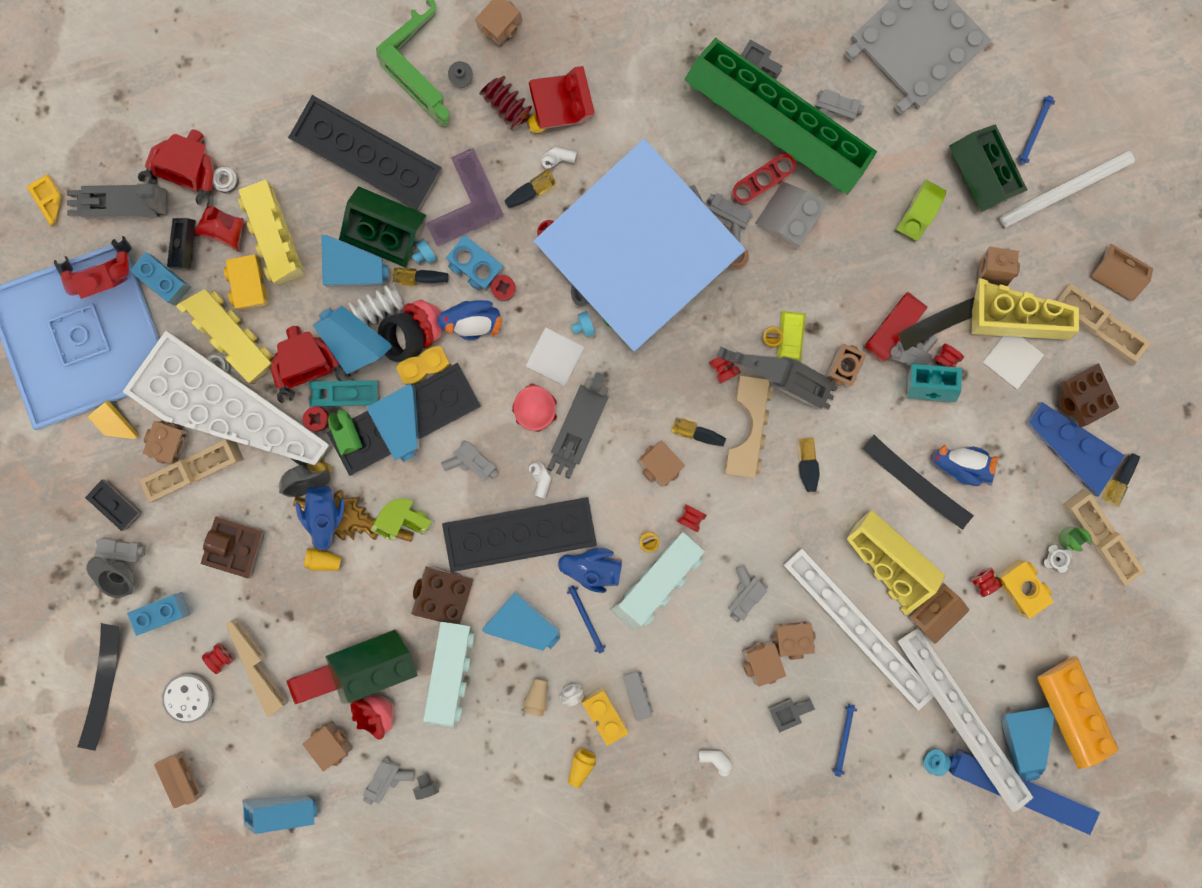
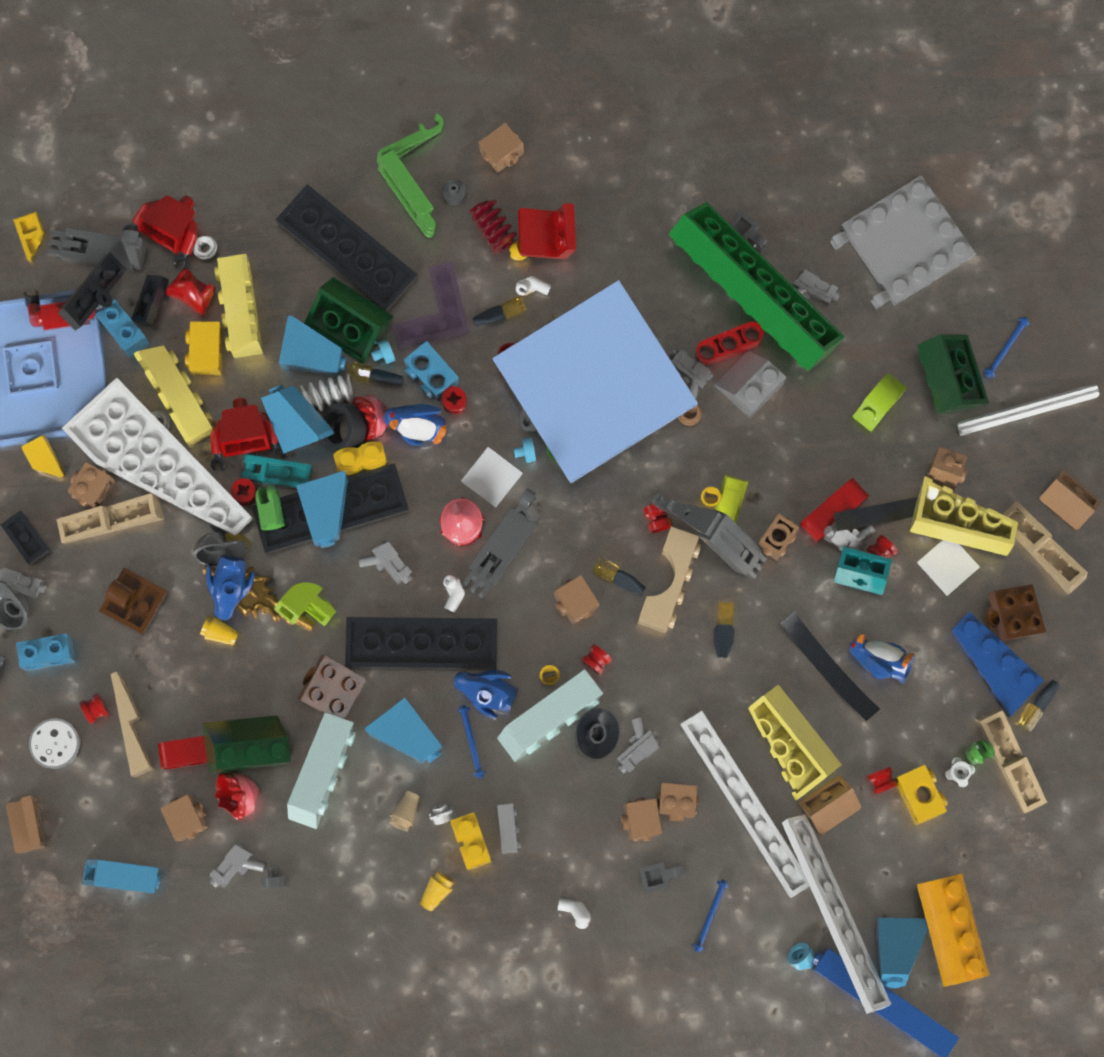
camera: 10 degrees right, 10 degrees down
(121, 251) = (93, 292): none -> black hinge
(705, 589) = (605, 733): none -> black dish

